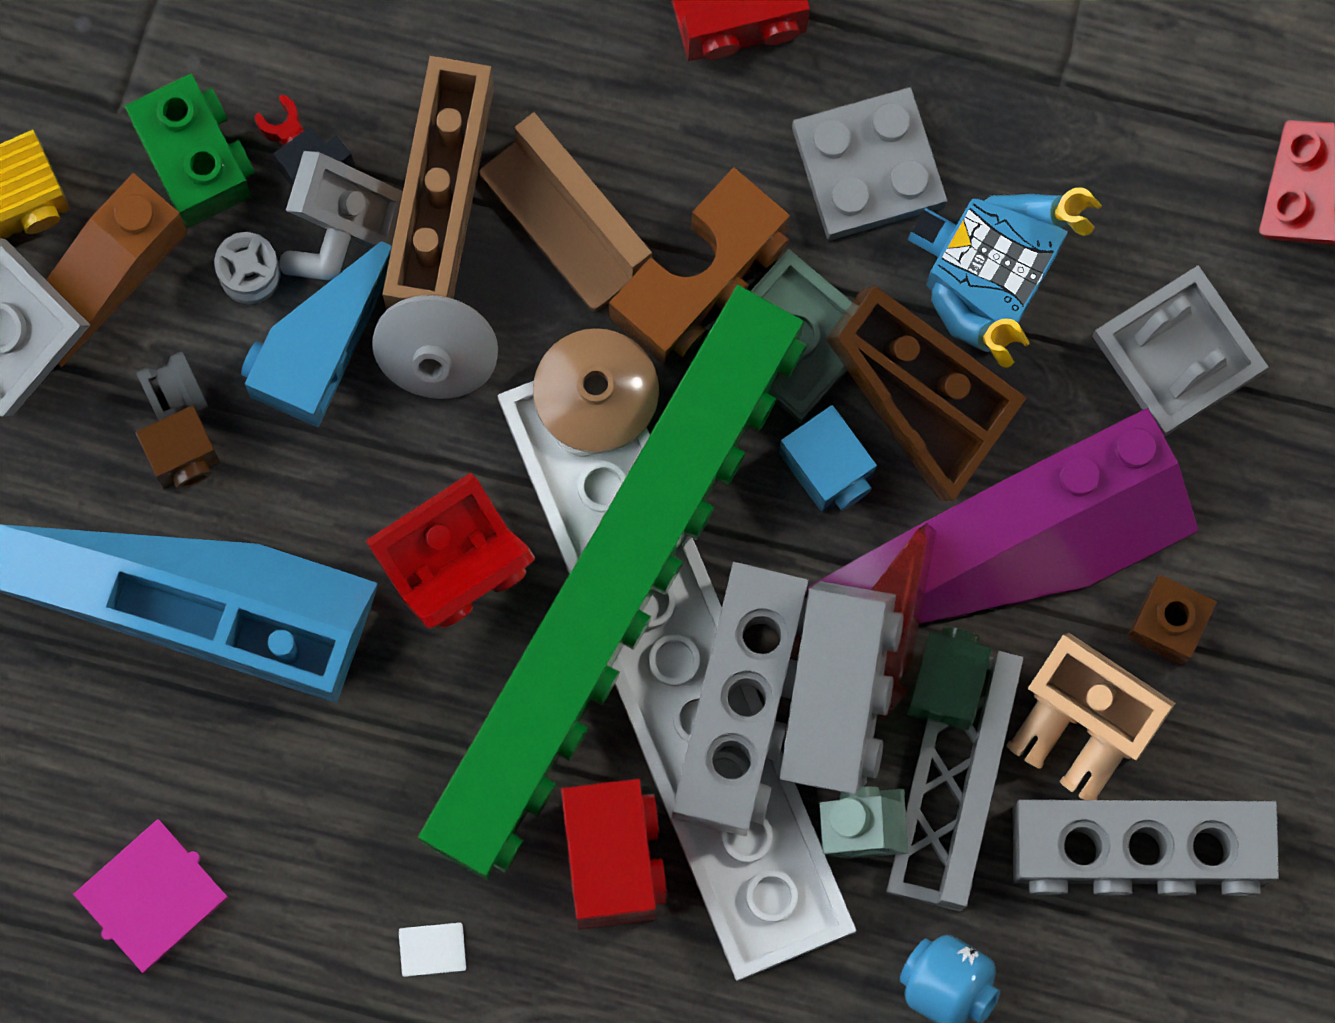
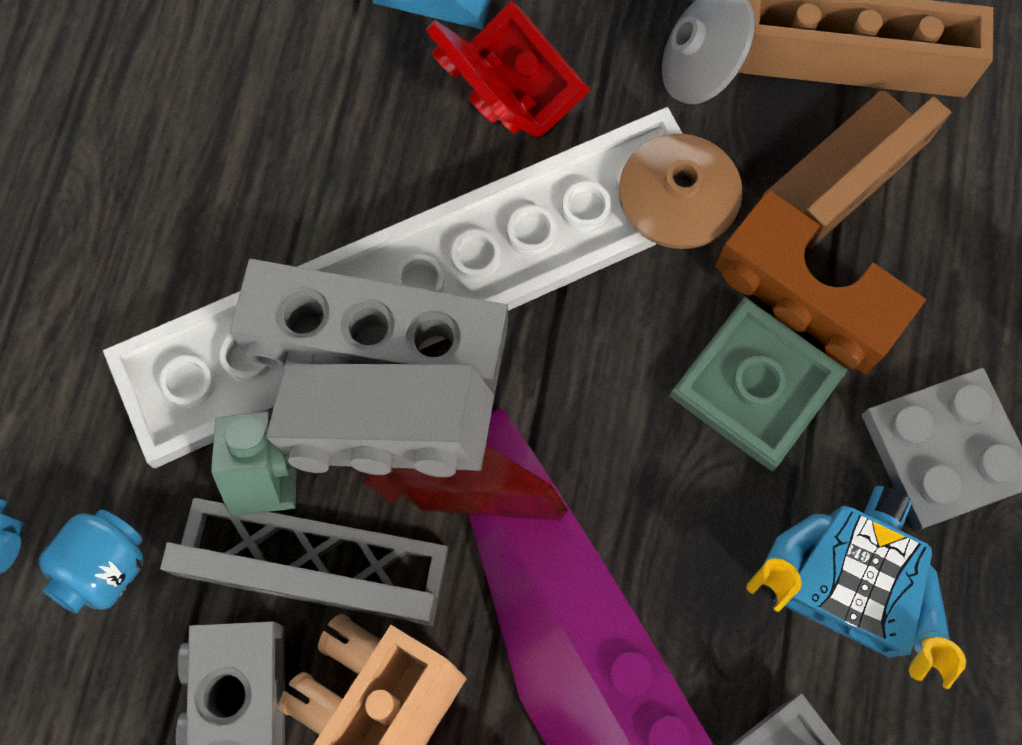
camera: 90 degrees right, 5 degrees down
(432, 949) = (154, 97): white sticker -> none
(611, 855) = (213, 214): red brick -> none
(612, 584) = (496, 209): green brick -> none
(828, 461) = (630, 415): dark azure brick -> none
(924, 388) = (715, 501): reddish brown wedge -> none
(950, 678) = (404, 544): clear green brick -> none

